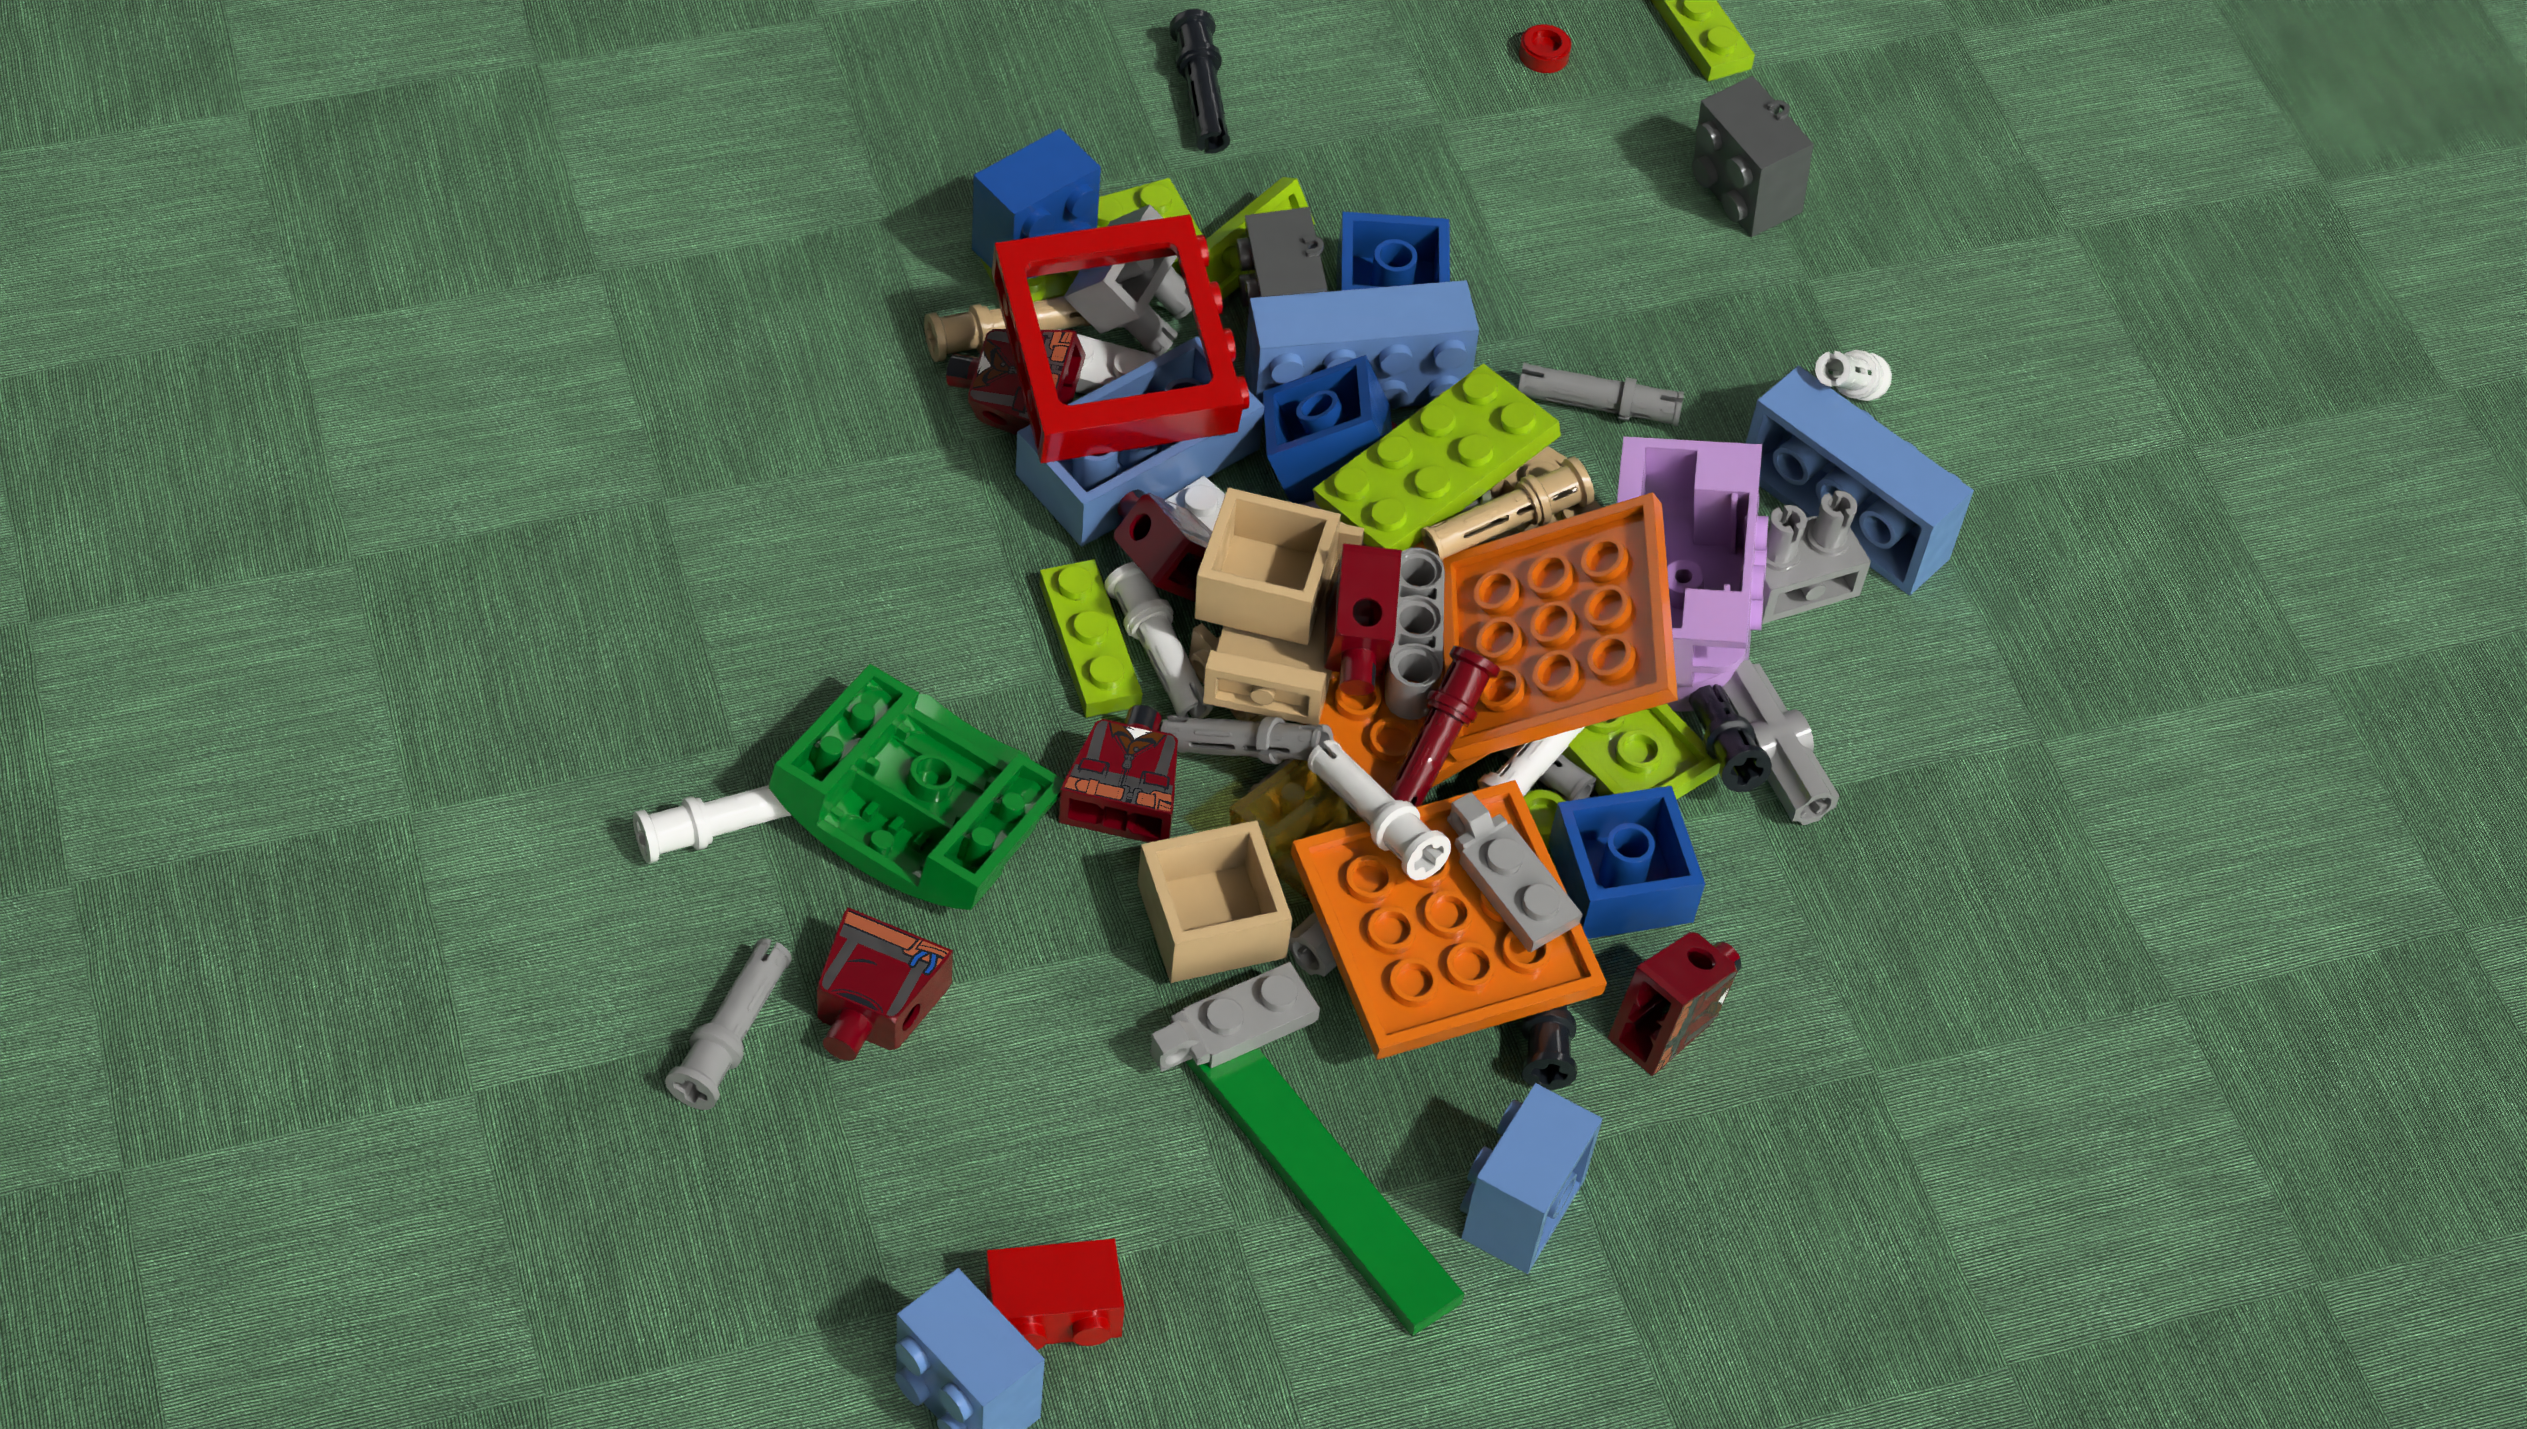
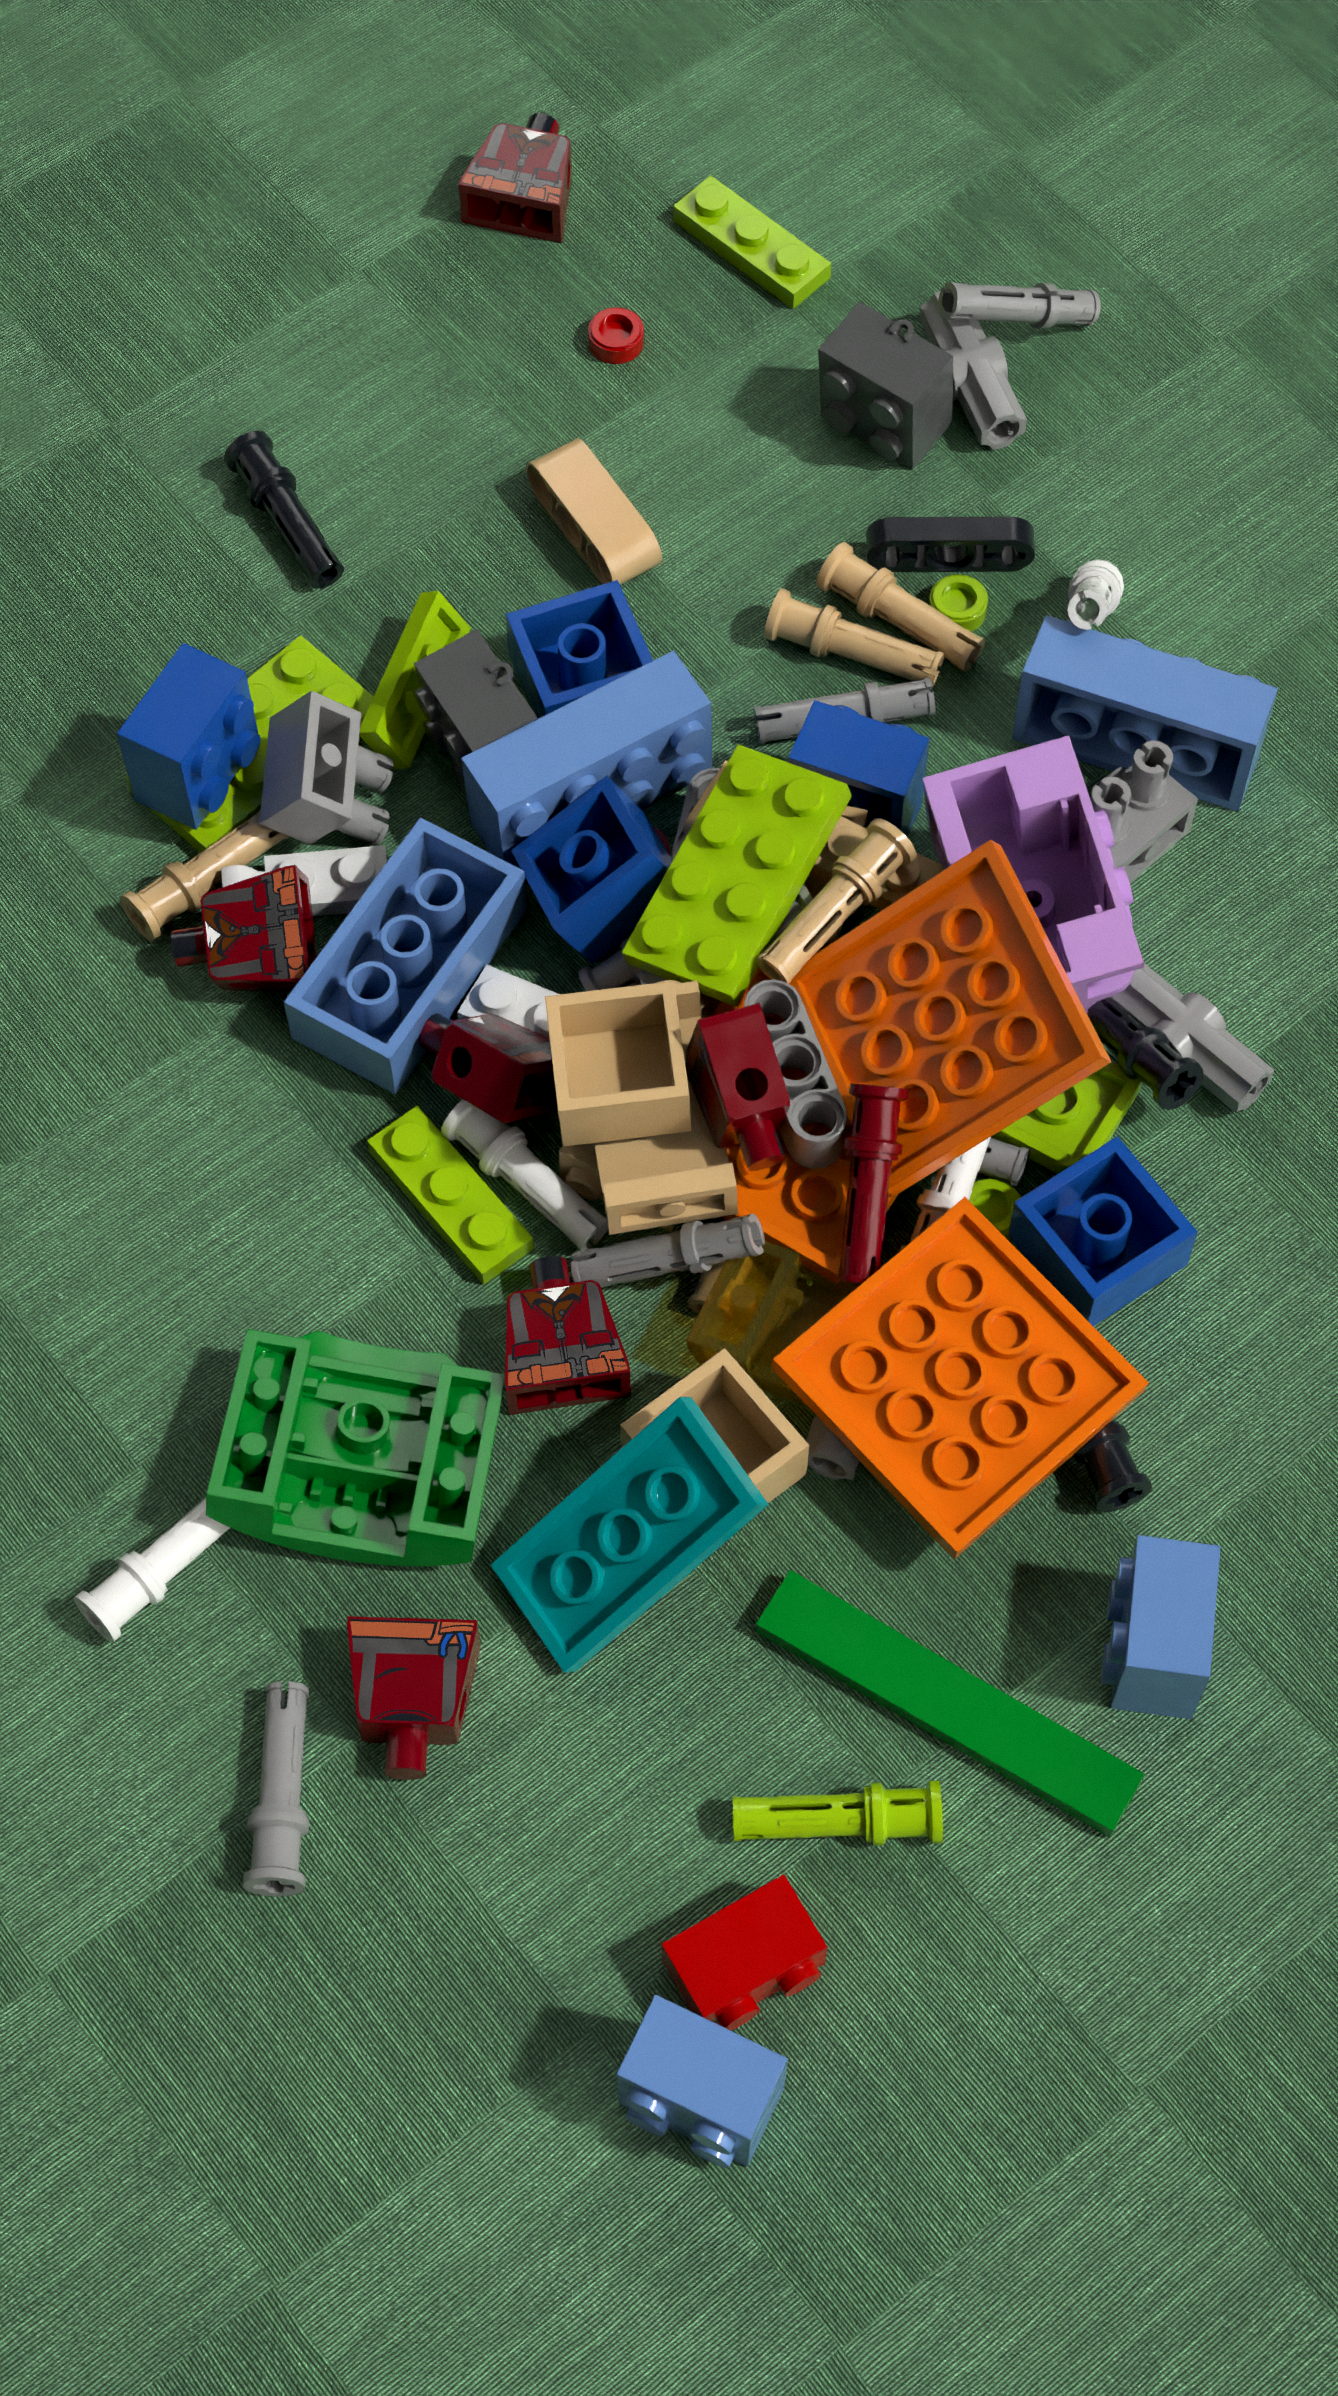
camera: 15 degrees left, 10 degrees up
(1108, 930) = (628, 1534): none -> teal plate
(1128, 421) = (344, 986): red piece -> none
(1213, 1232) = (872, 1814): none -> lime pin
(1236, 1020) = (793, 1570): light grey hinge -> none
(1392, 822) = (869, 1301): white pin -> none
(1459, 171) = (593, 513): none -> tan beam
(1511, 875) = (1008, 1307): light grey hinge -> none
(1590, 424) = (874, 758): none -> blue brick
(1615, 330) = (826, 632): none -> tan pin
(1673, 317) = (878, 594): none -> tan pin
(1690, 978) = (1218, 1348): dark red torso -> none
(1740, 350) = (961, 600): none -> lime tile
(1774, 293) = (986, 545): none -> black beam
(1838, 175) = (978, 376): none -> light grey piece
(1917, 144) = (1039, 305): none -> light grey pin

